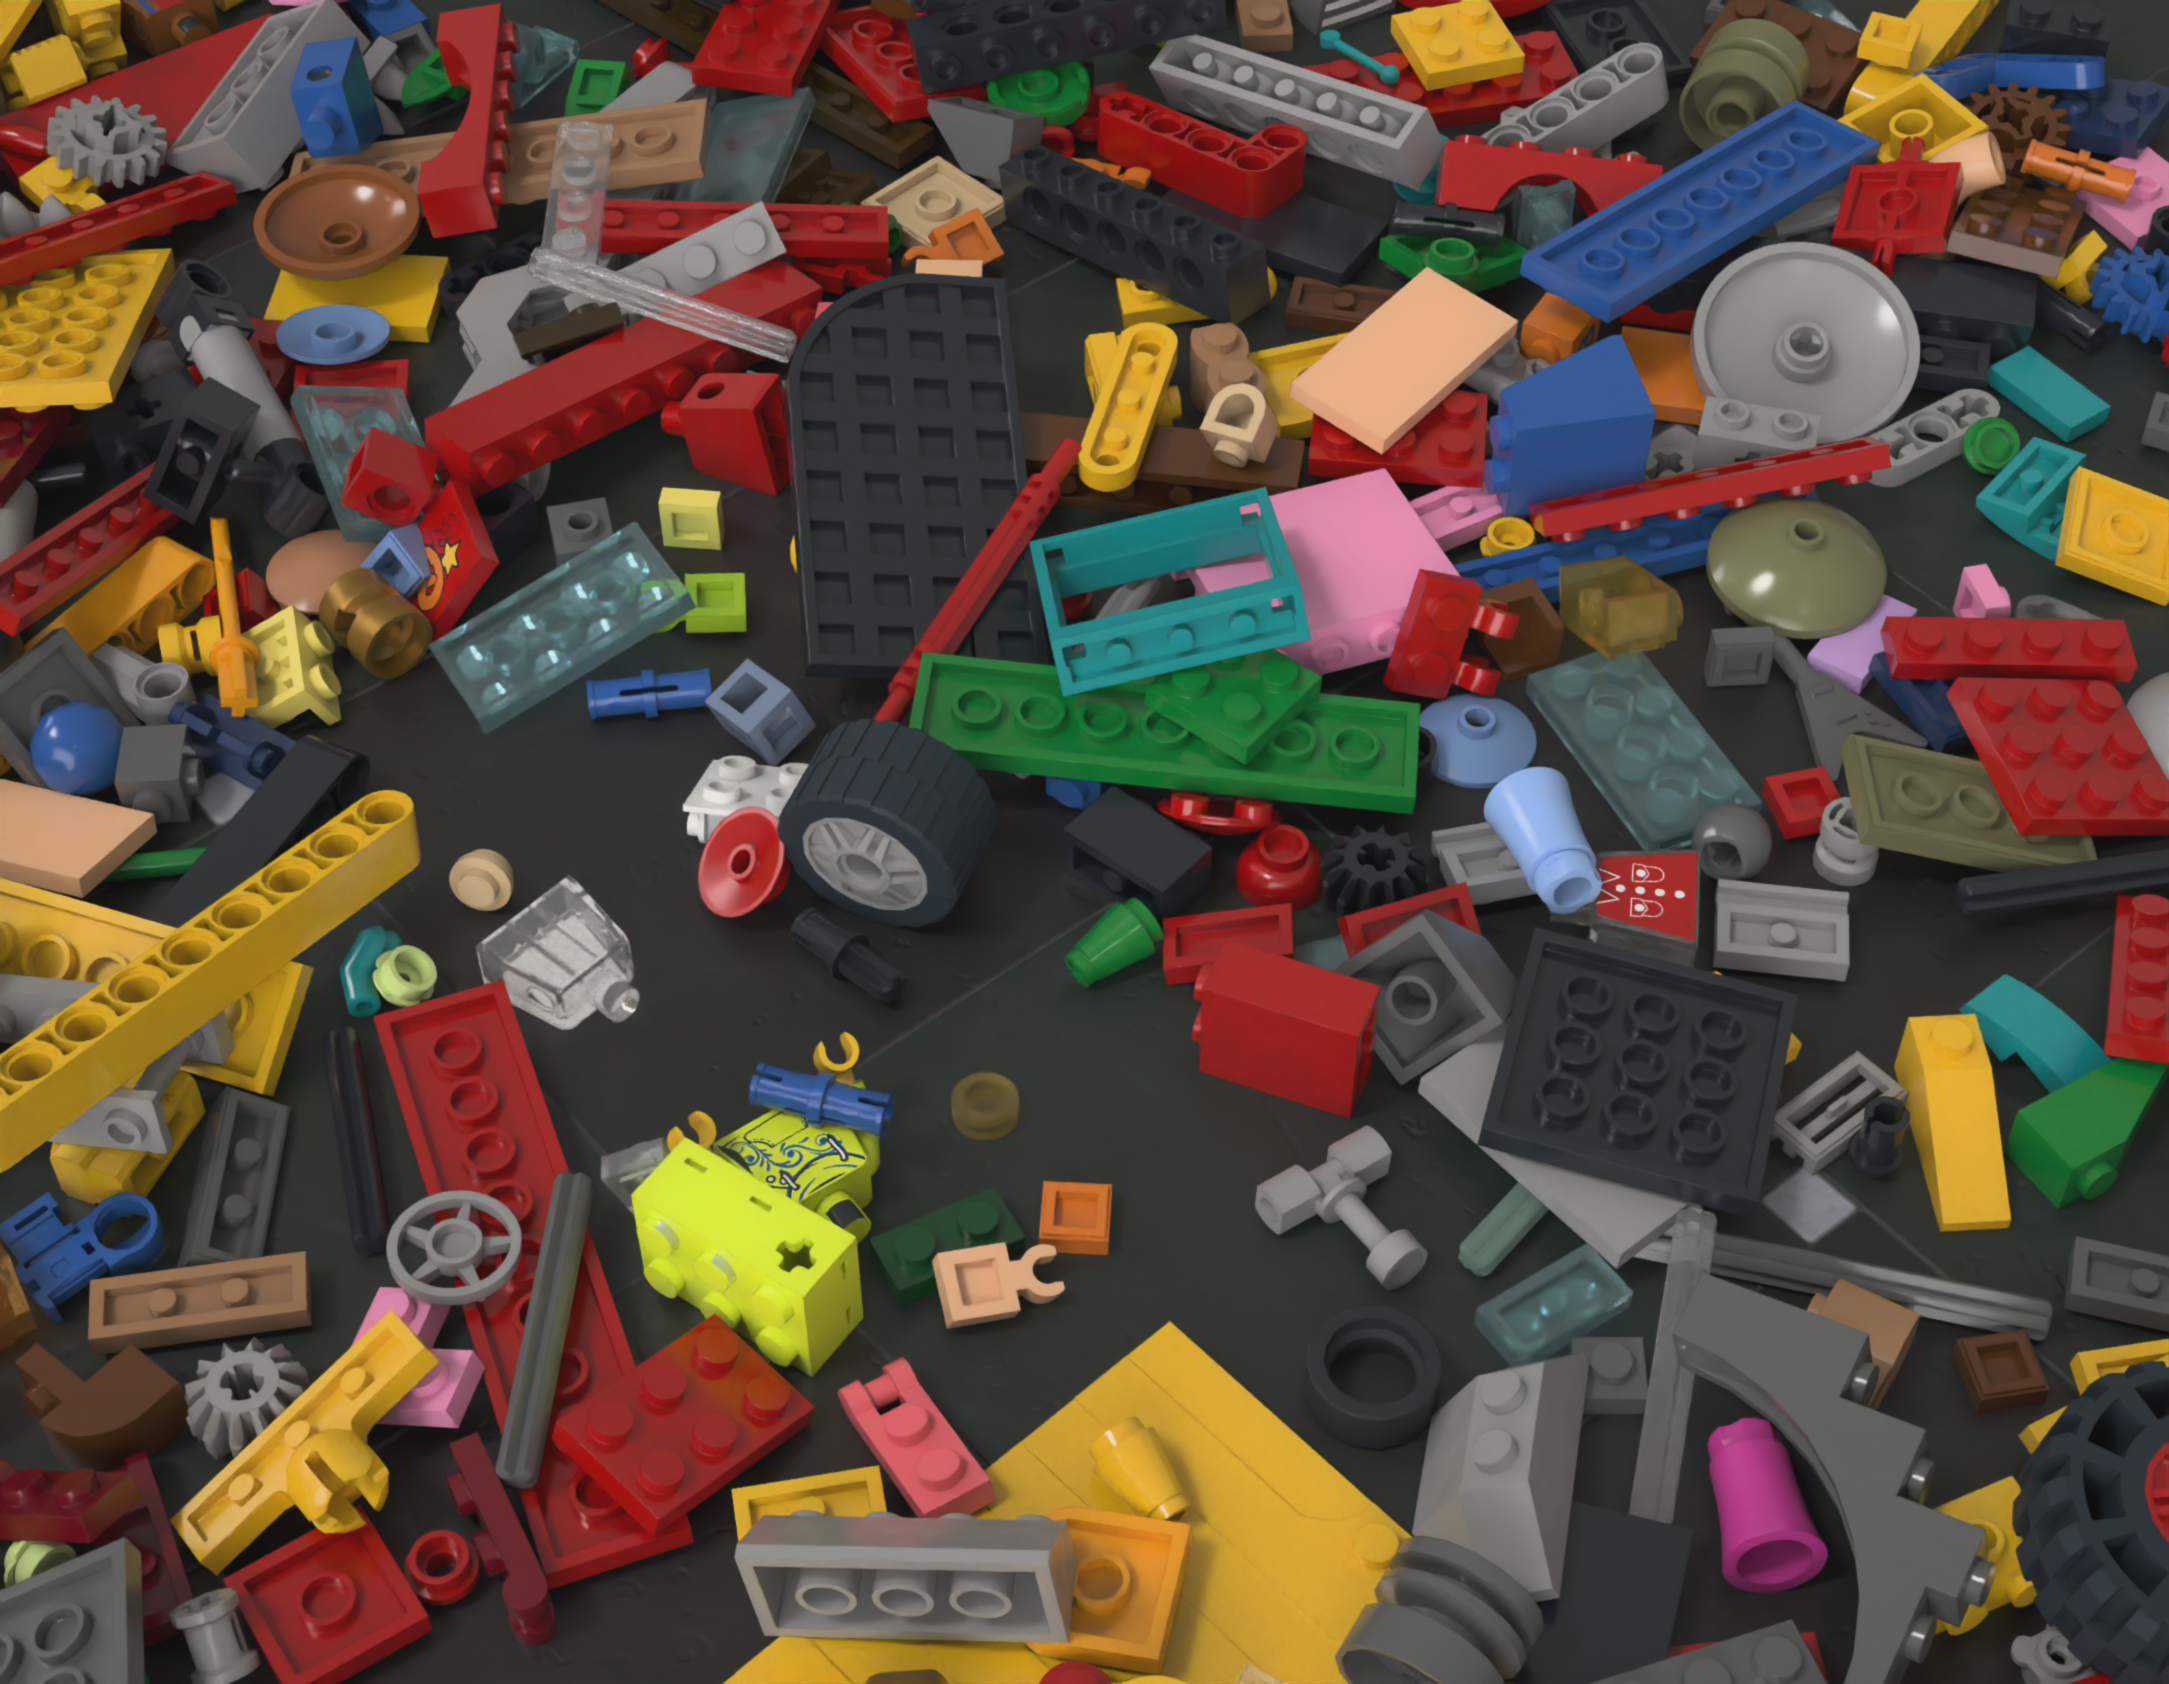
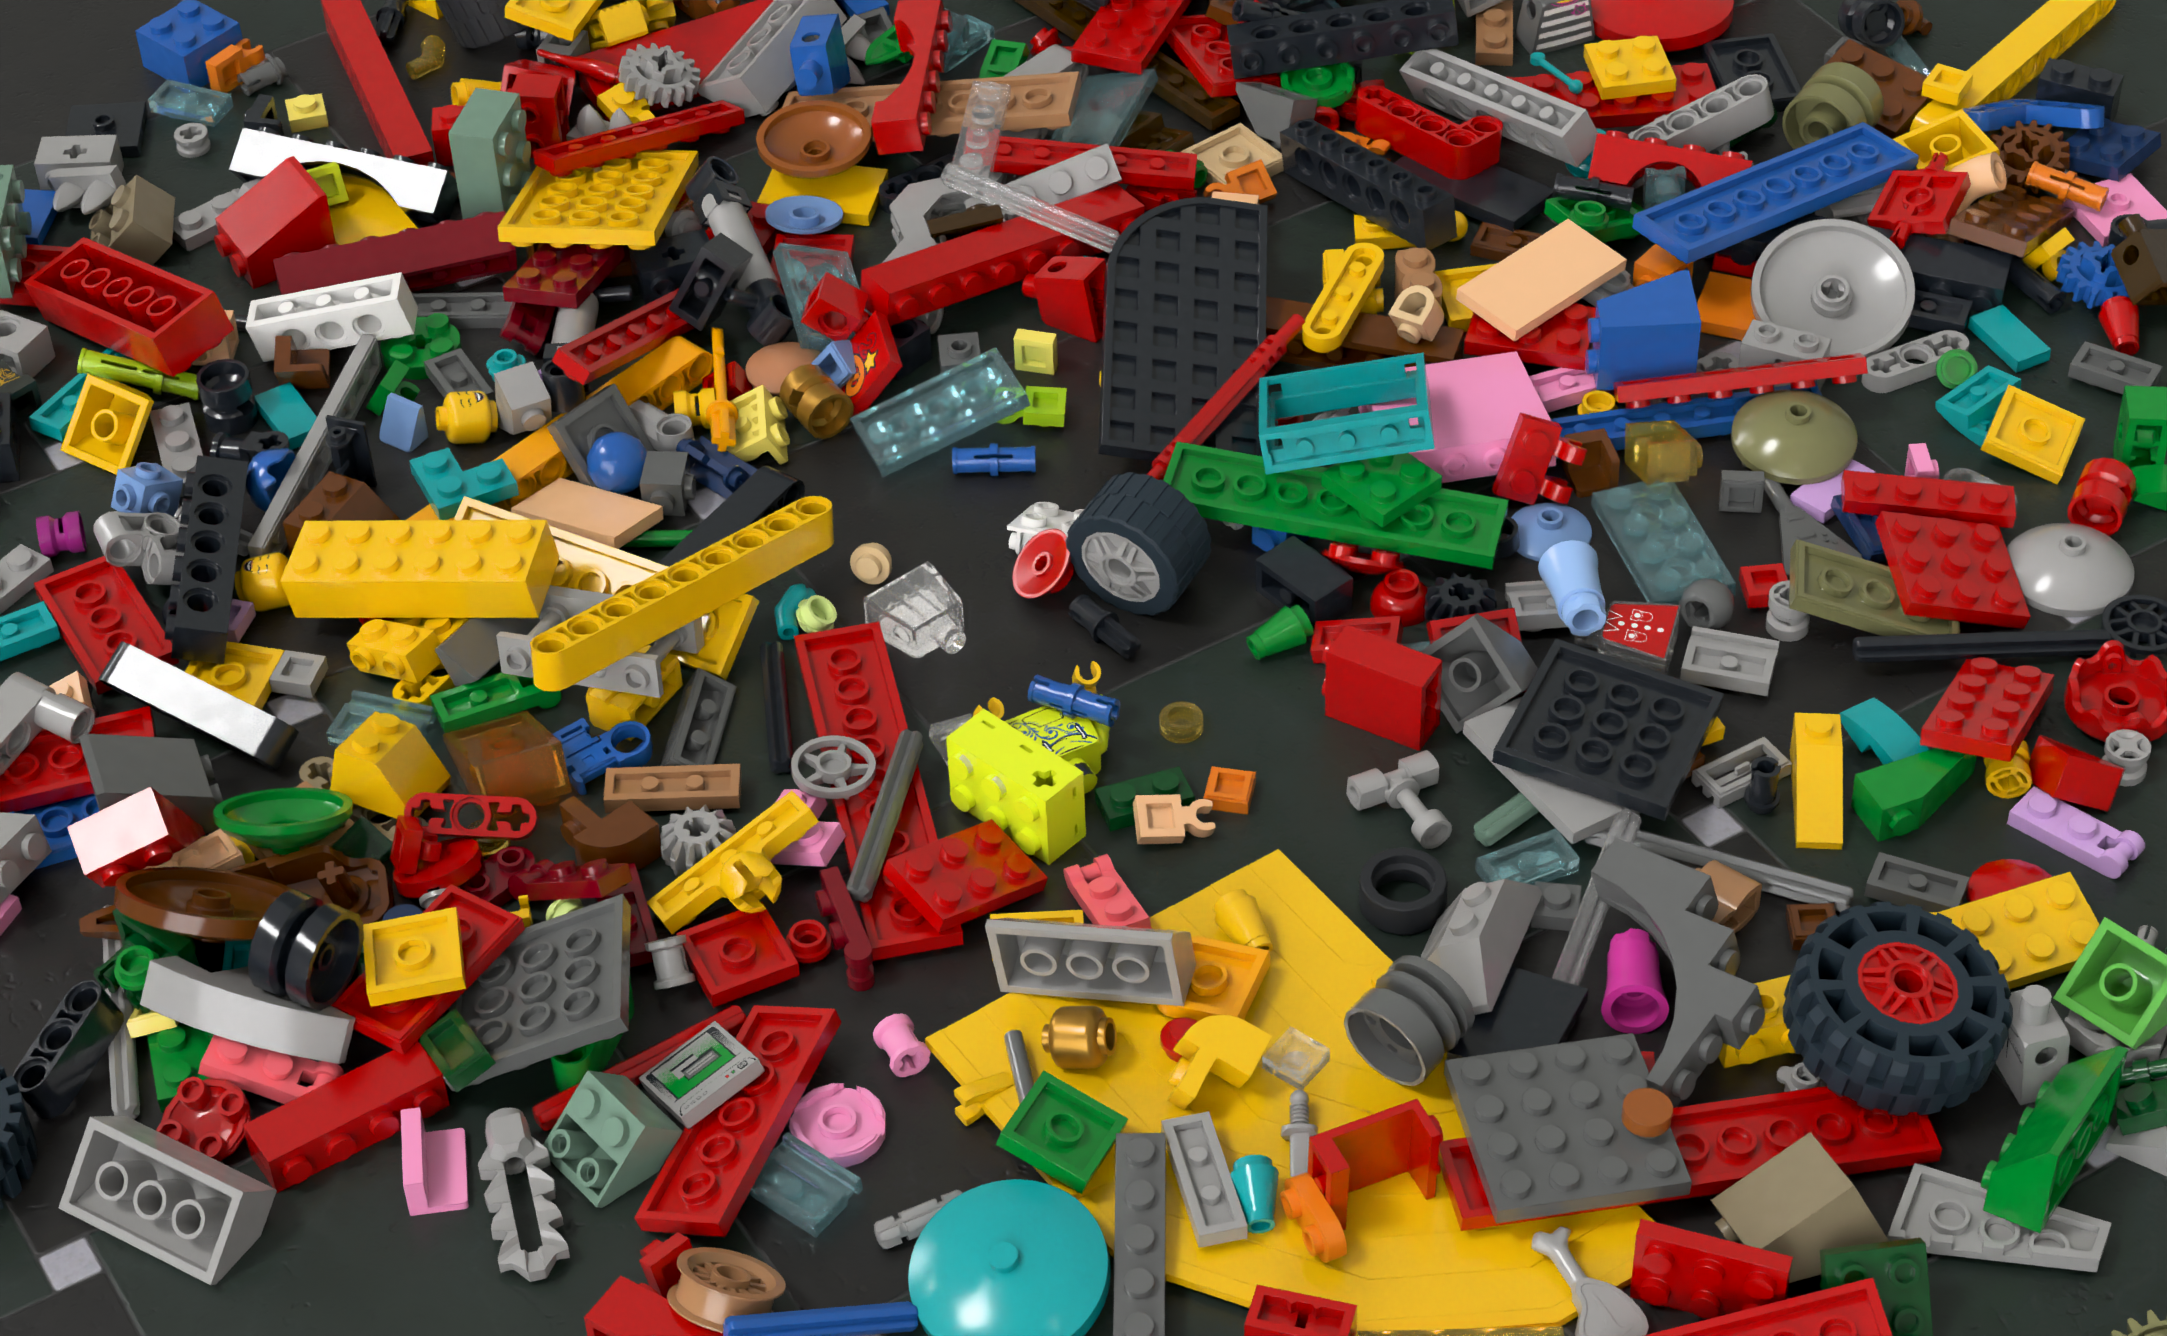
camera: 10 degrees right, 5 degrees down
(760, 712) = (1066, 475): sand blue brick -> none

